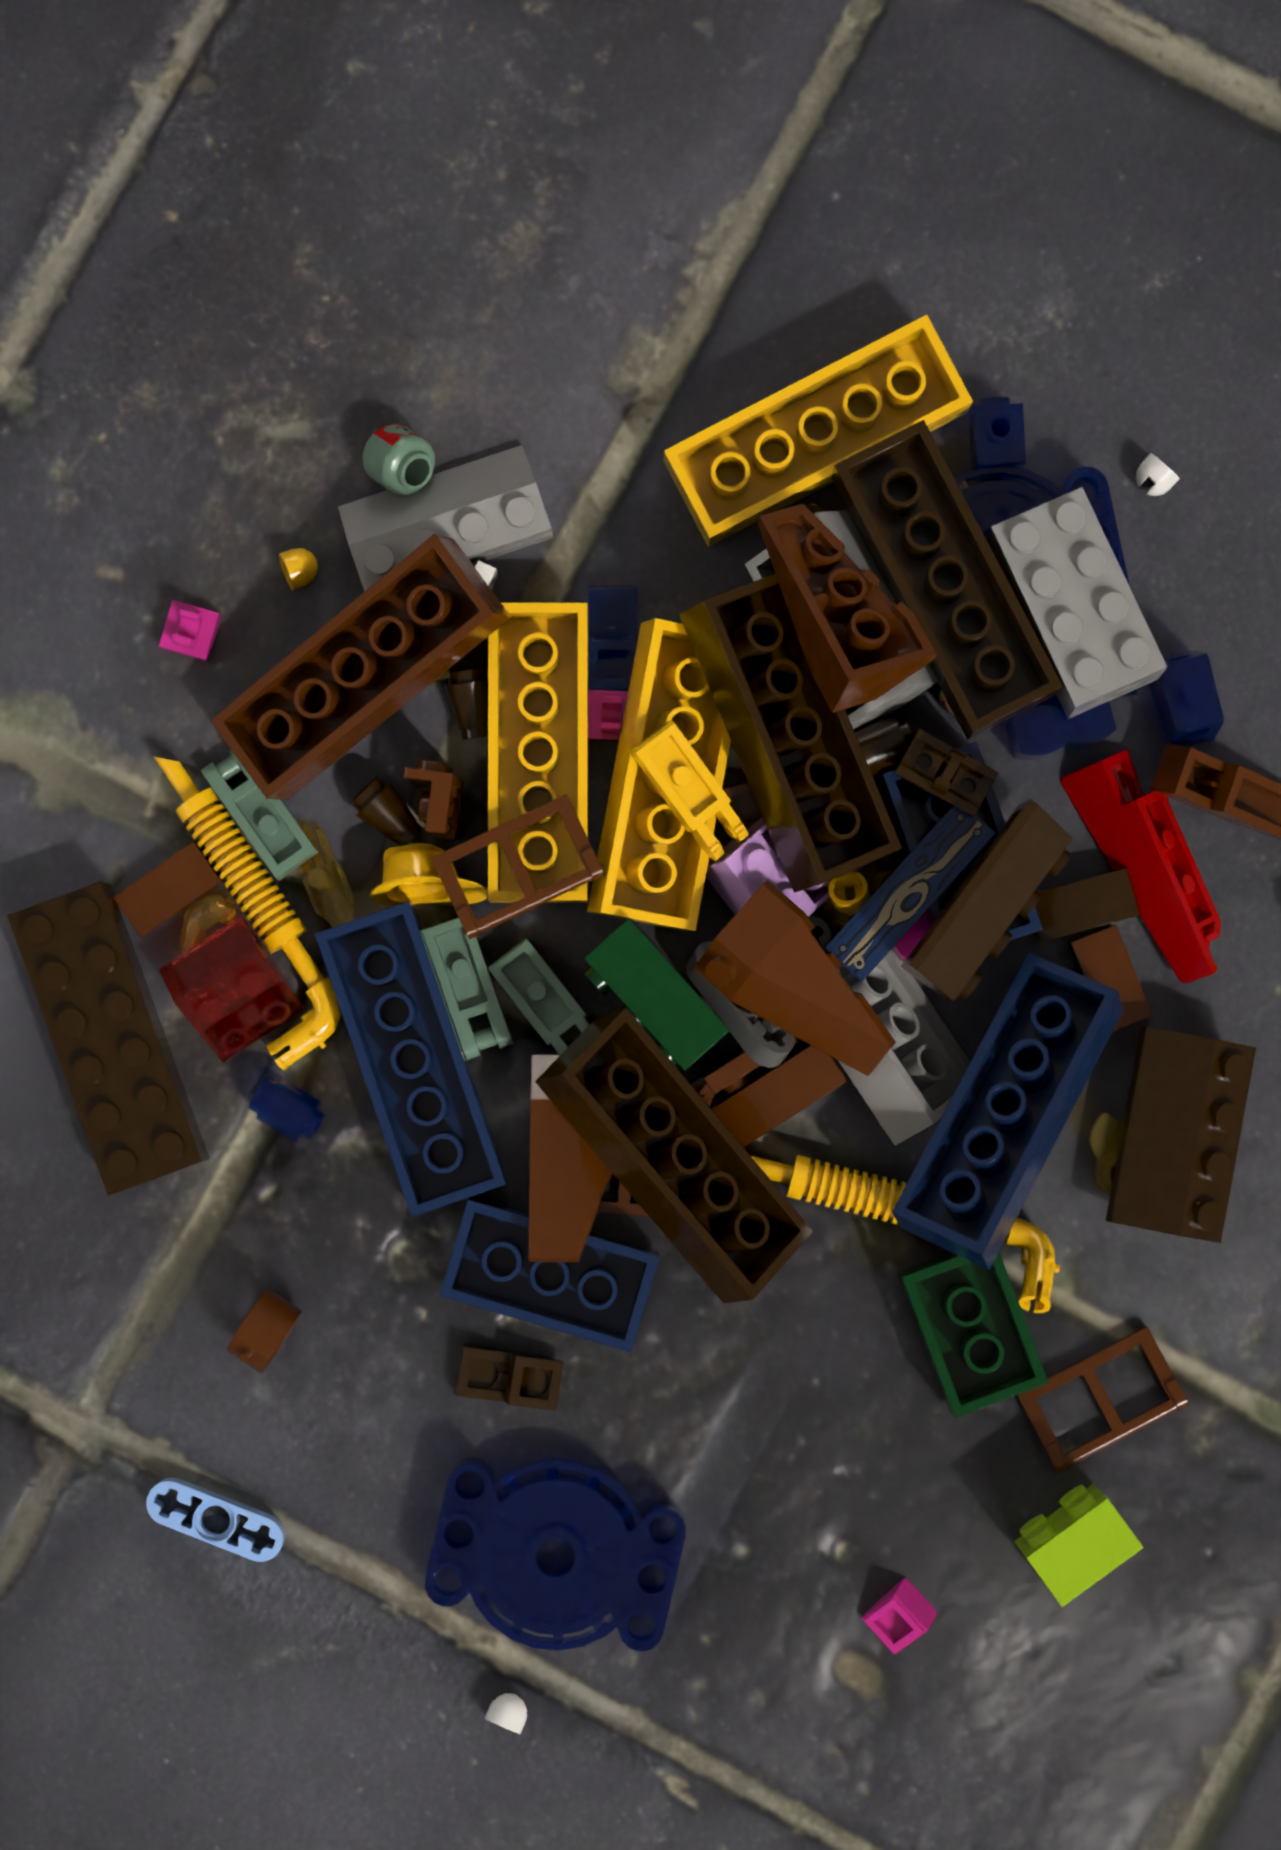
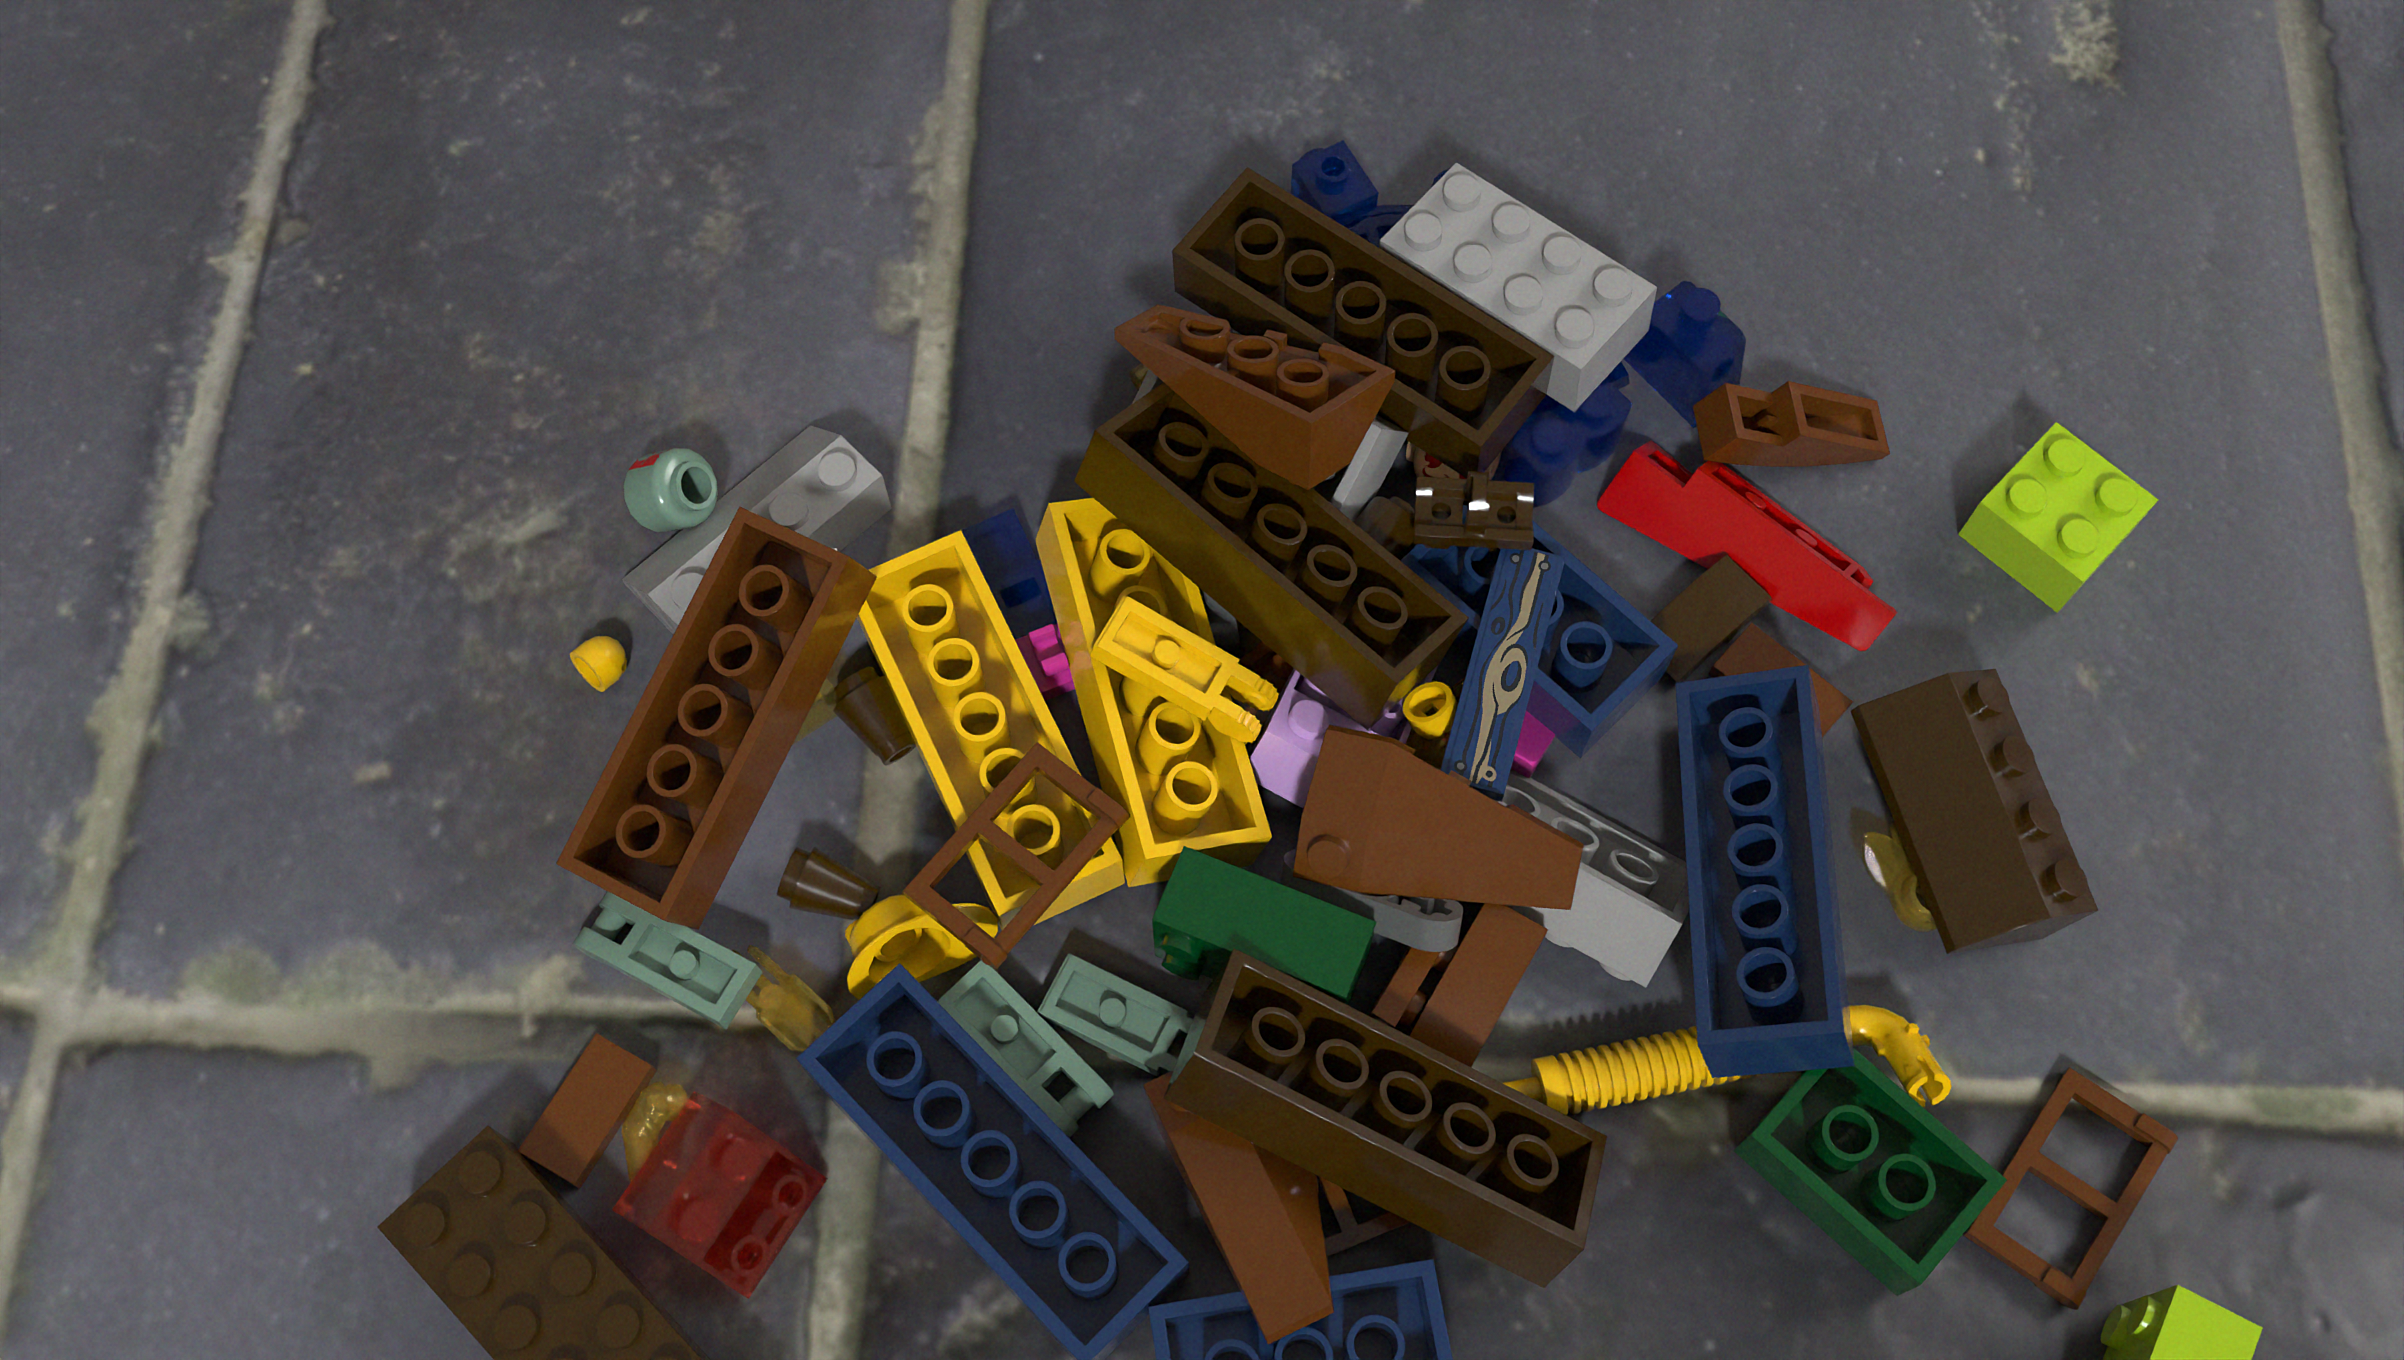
camera: 25 degrees left, 20 degrees down
(190, 630) = (496, 791): dark pink tile -> none
(264, 908) = (720, 1072): yellow piece -> none
(287, 1108) = (857, 1314): clear blue brick -> none
(442, 804) = (872, 815): reddish brown bracket -> none
(797, 435) = (1056, 332): yellow brick -> none
(988, 902) = (1602, 630): dark brown slope -> none
(1158, 473) = (1522, 159): white hinge -> none

